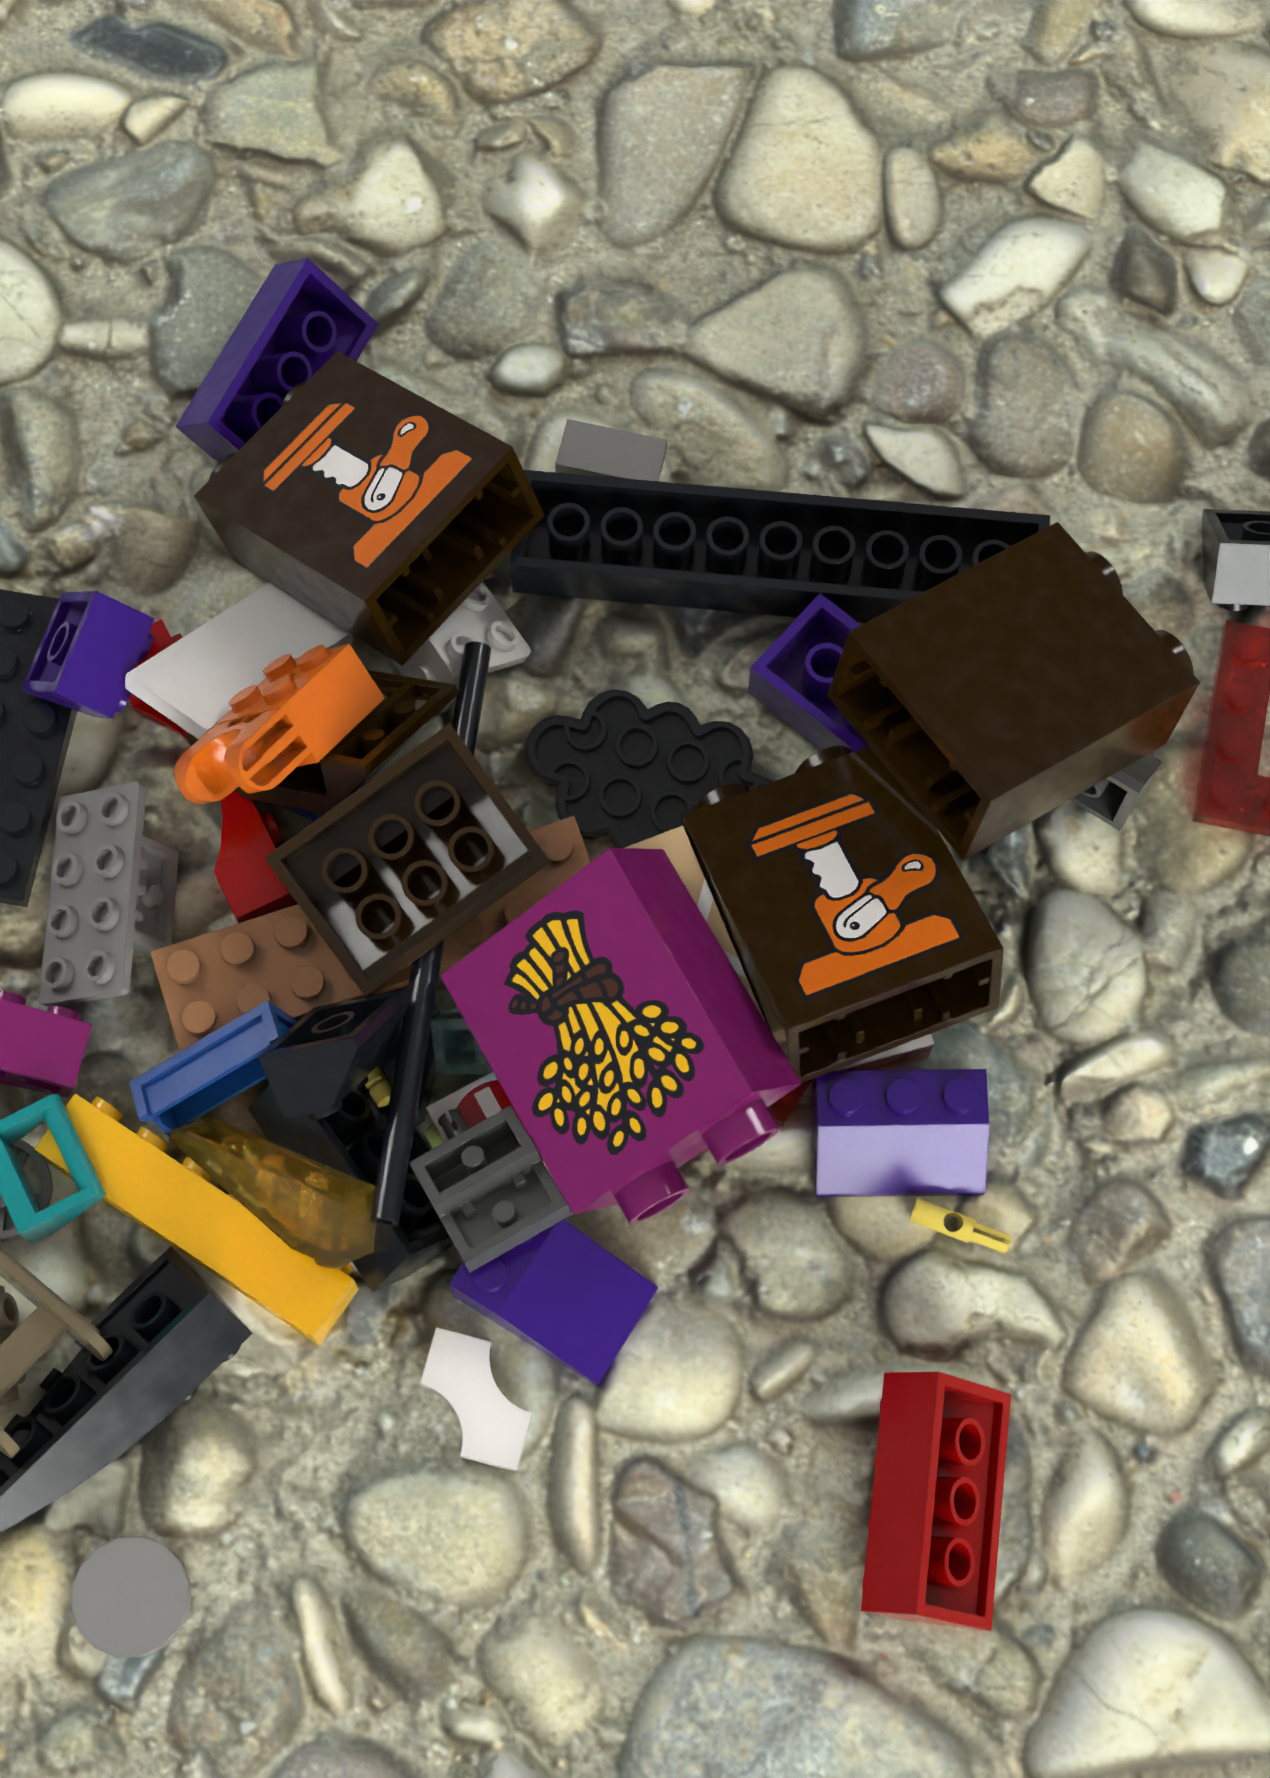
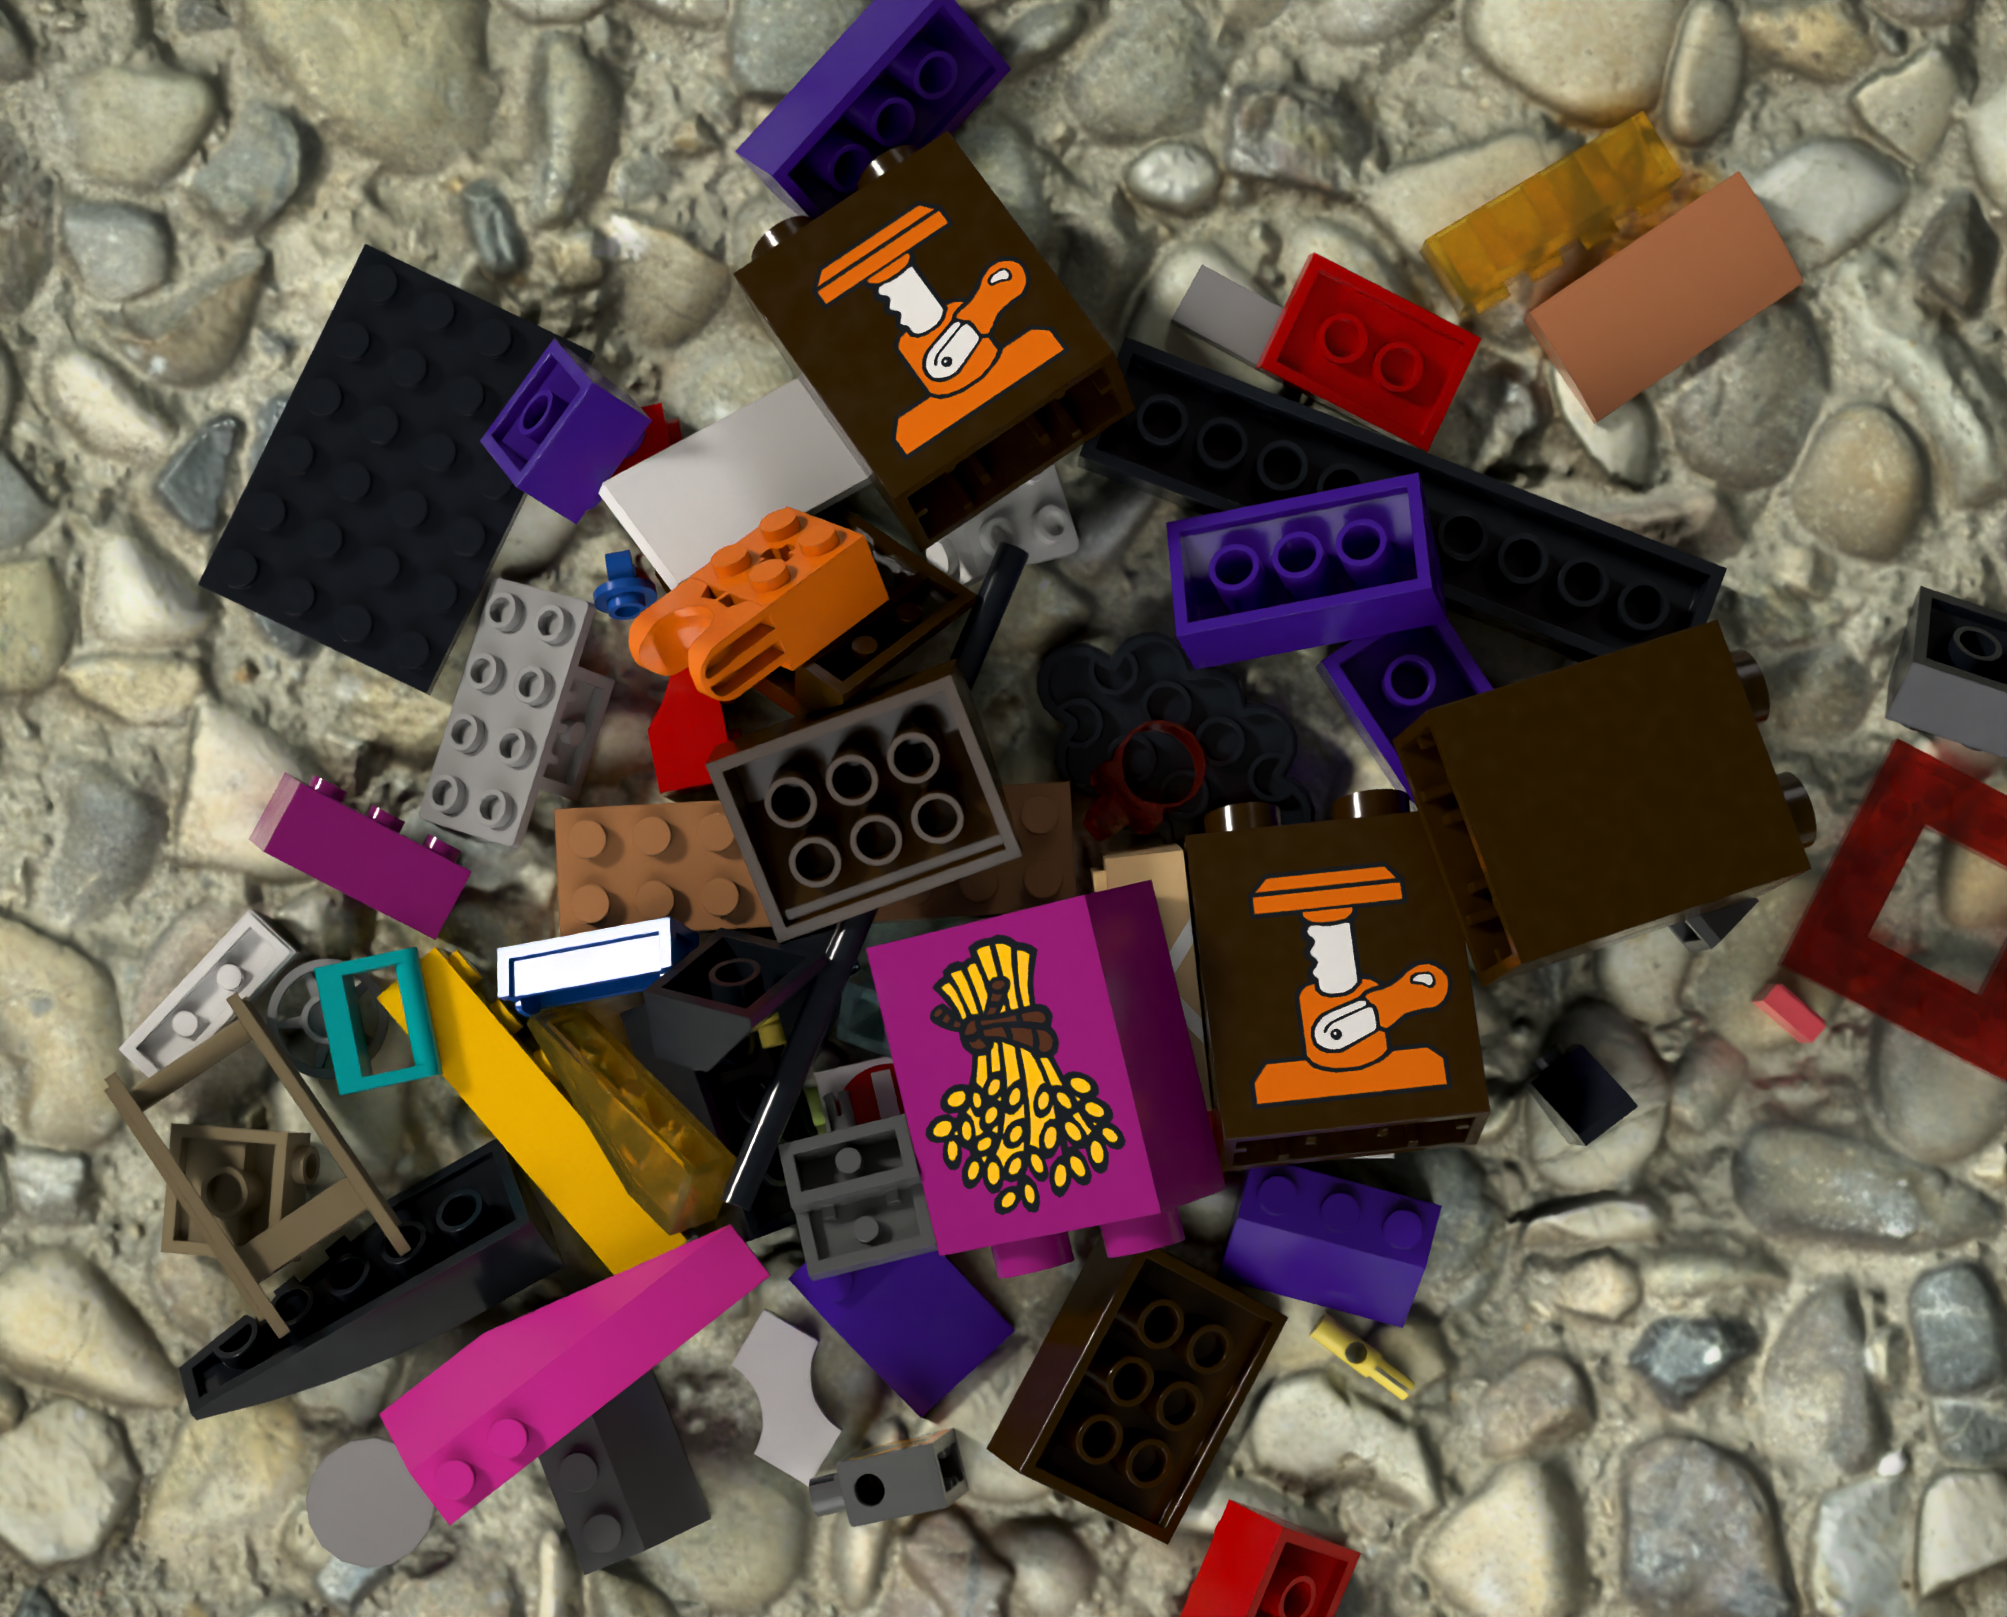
camera: 15 degrees right, 15 degrees up
(161, 777) = (624, 593): none -> blue plate
(266, 1410) = (557, 1366): none -> dark pink wedge
(318, 1467) = (624, 1478): none -> dark grey slope
(610, 1430) = (916, 1473): none -> dark grey torso
(625, 826) = (1122, 807): none -> clear red piece
(714, 440) = (1368, 353): none -> red plate
(717, 600) = (1305, 572): none -> dark purple slope
(775, 1298) = (1137, 1387): none -> dark brown slope
(826, 315) = (1551, 214): none -> clear yellow brick
(932, 353) = (1665, 297): none -> nougat slope
(1067, 954) = (1577, 1093): none -> black slope
(1216, 848) = (1789, 1012): none -> coral tile

